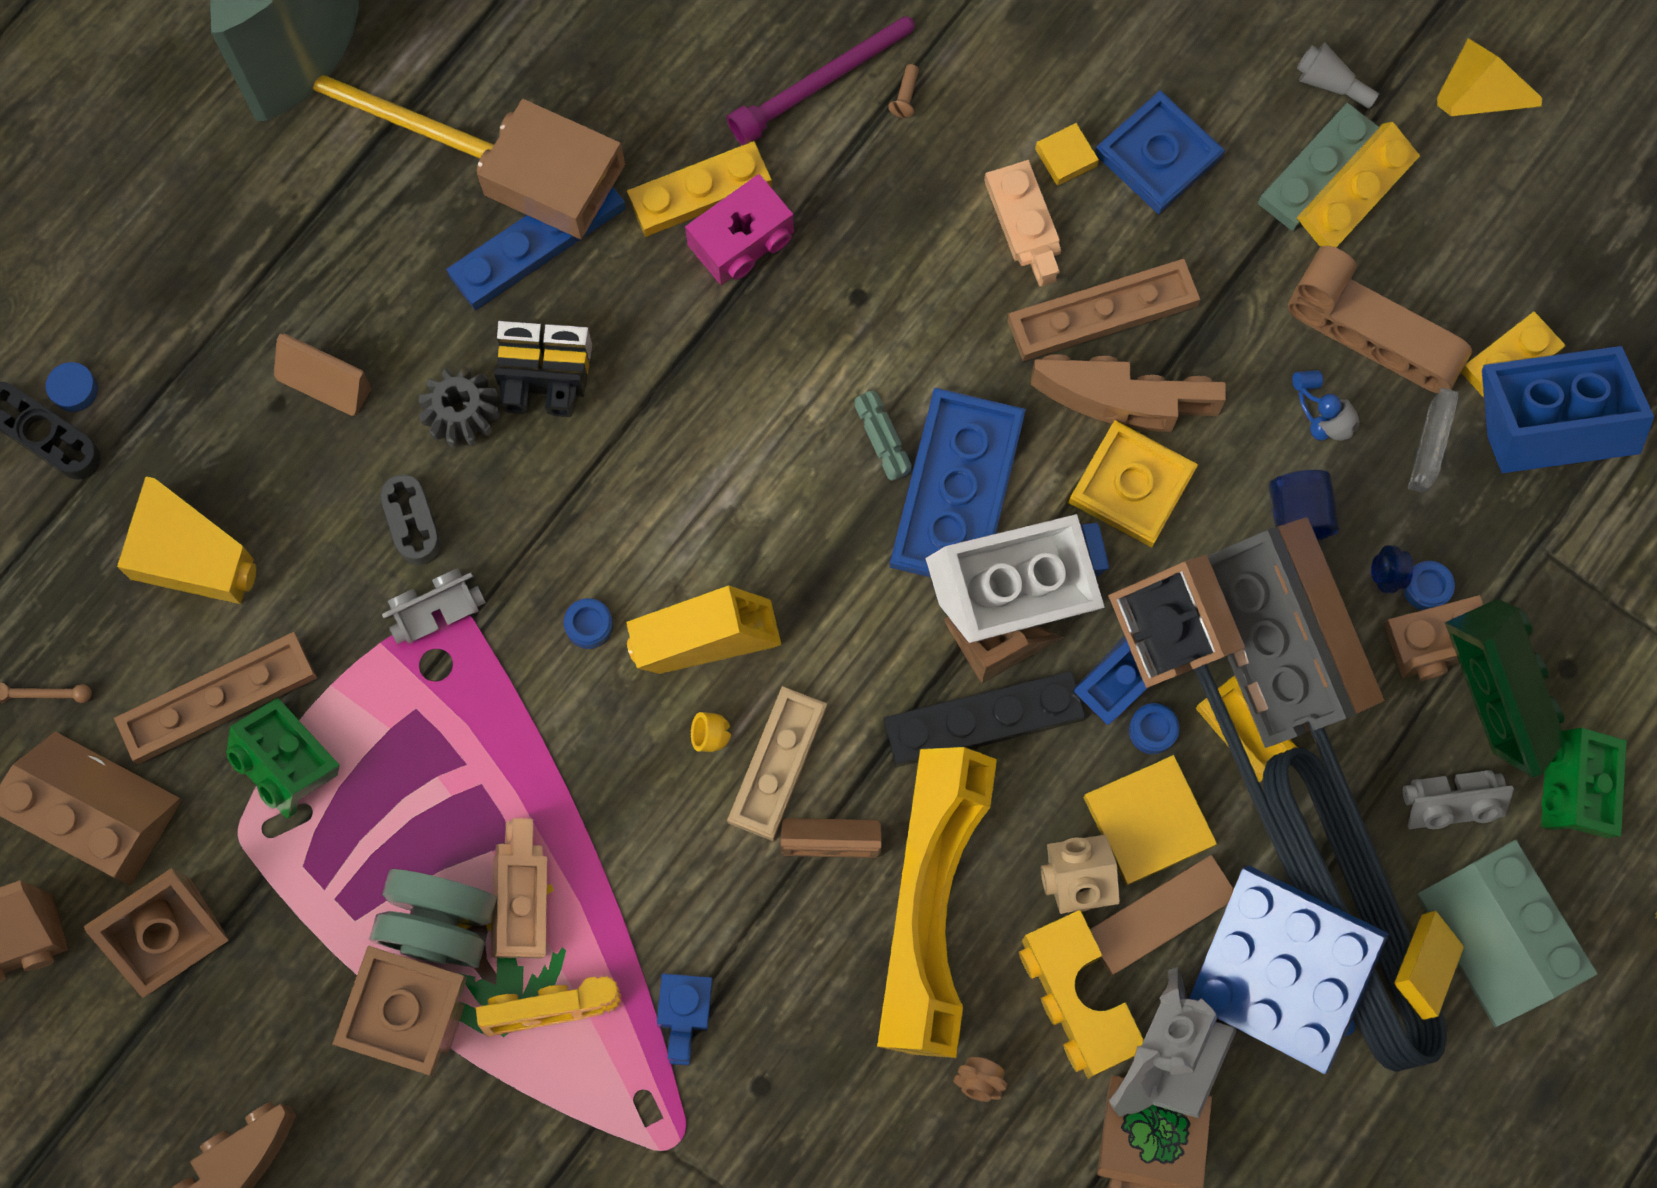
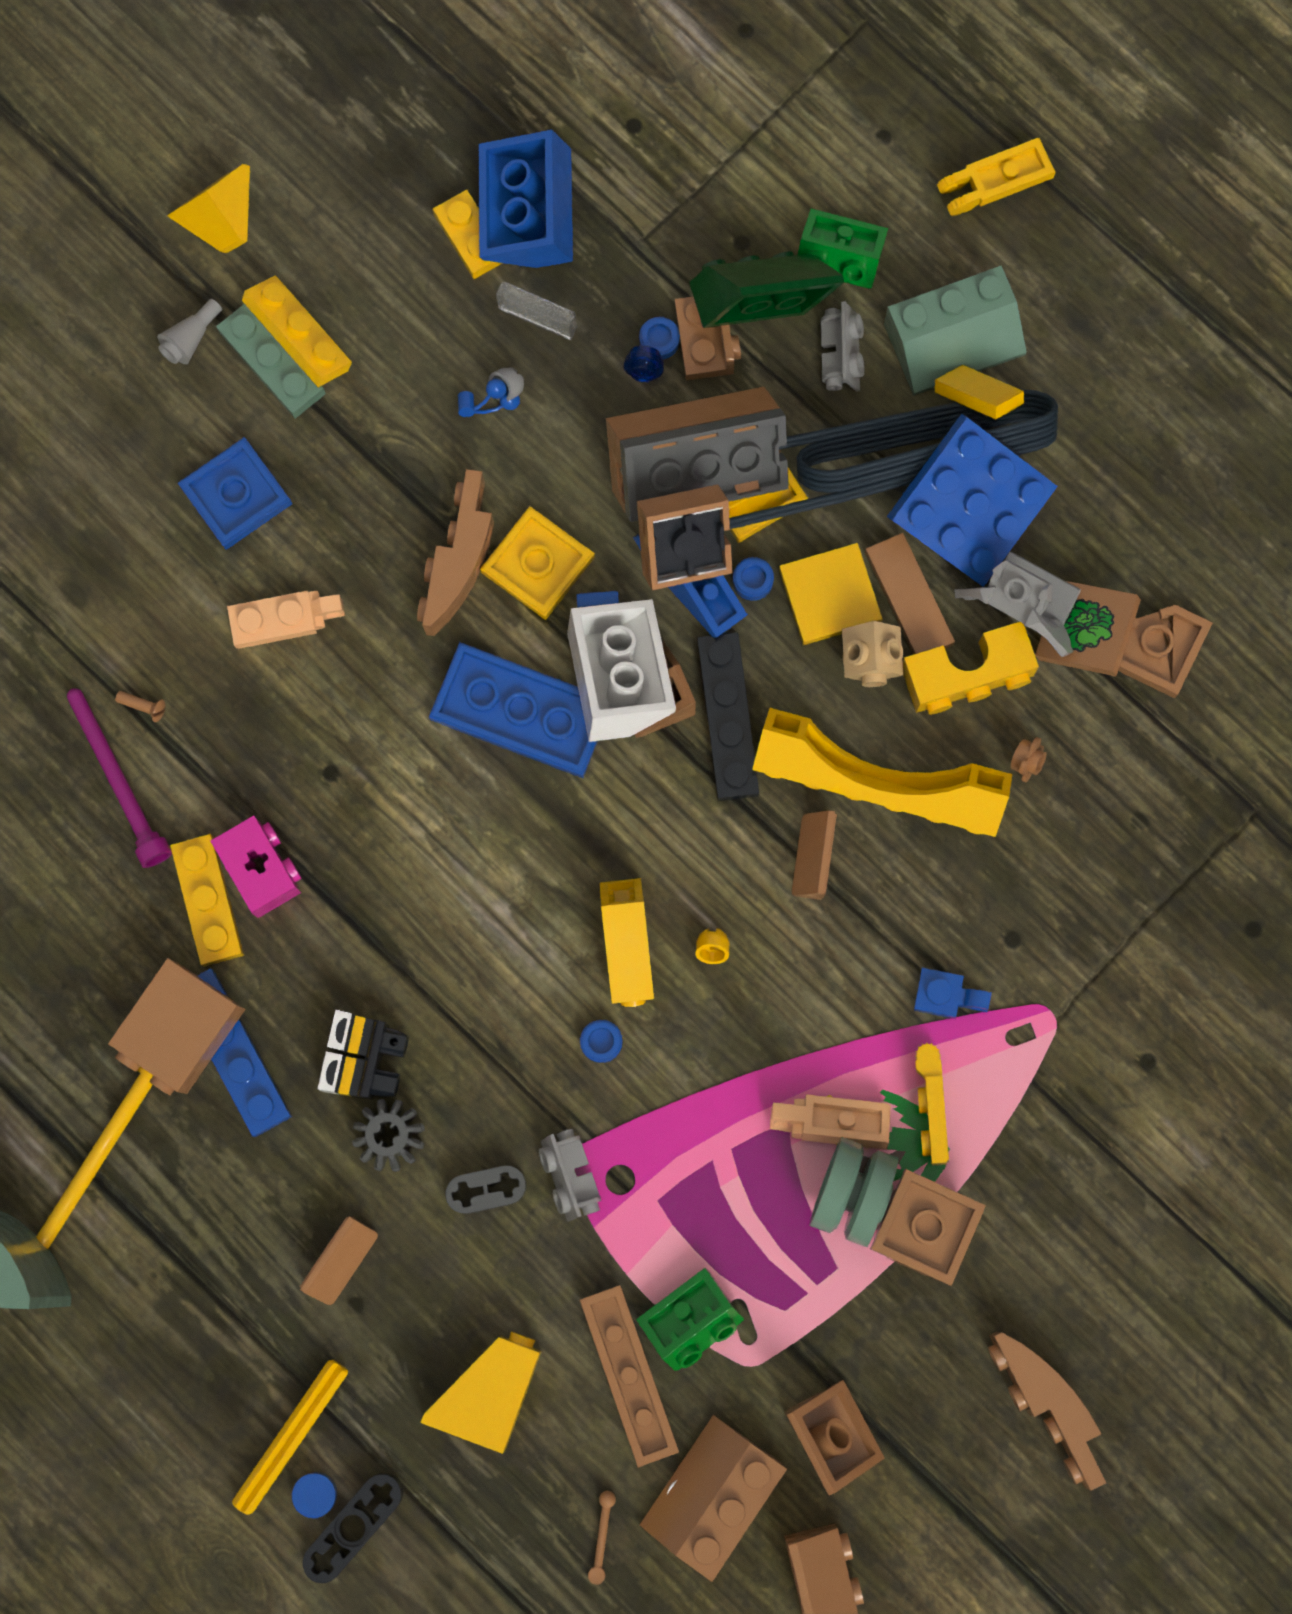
camera: 80 degrees left, 5 degrees up
(131, 353) = (289, 1437): none -> yellow axle
(777, 763) = (744, 893): tan tile -> none
(882, 435) = (465, 767): sand green axle -> none
(1066, 154) = (225, 573): yellow tile -> none
(1103, 309) = (378, 563): medium nougat plate -> none
(1305, 495) = (582, 424): clear blue piece -> none
(1375, 325) = (428, 339): medium nougat beam -> none

